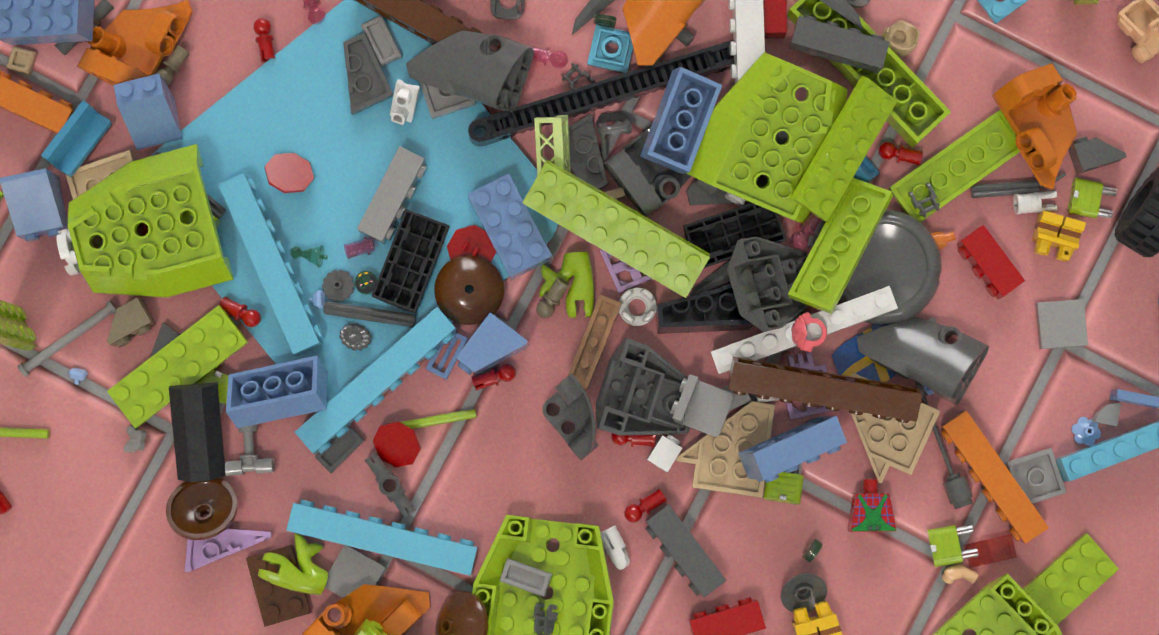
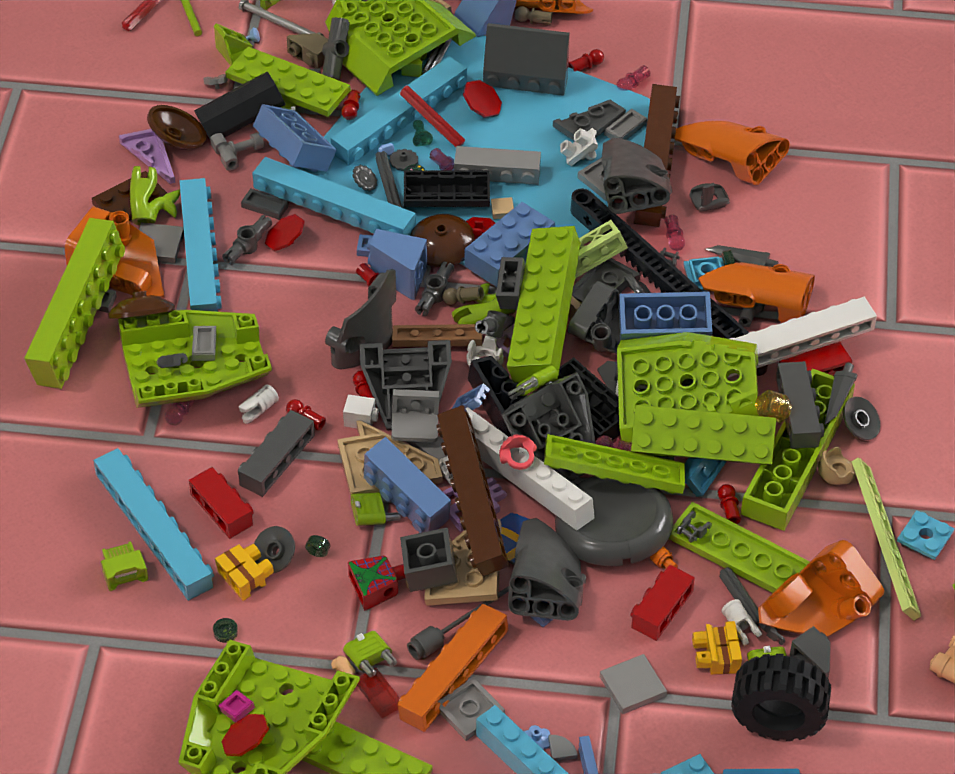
camera: 70 degrees right, 35 degrees down
(88, 402) = (230, 43): none -> lime slope
(152, 299) = (336, 48): none -> dark grey piece
(265, 108) = (526, 59): none -> dark grey slope
(301, 236) = (432, 116): none -> red axle
(440, 419) = (319, 257): lime bar -> none
(449, 212) = (501, 207): none -> tan tile
(522, 312) = (434, 288): none -> dark grey pin
(580, 250) = (510, 282): none -> dark grey brick
(613, 284) = (494, 324): none -> dark grey pin
(707, 337) = (473, 398): none -> medium blue tile
(718, 279) = (534, 382): none -> lime piece
(847, 72) = (773, 405): none -> clear yellow head
(884, 458) = (428, 559): none -> dark grey brick
(992, 32) = (886, 539): none -> yellowish green tile

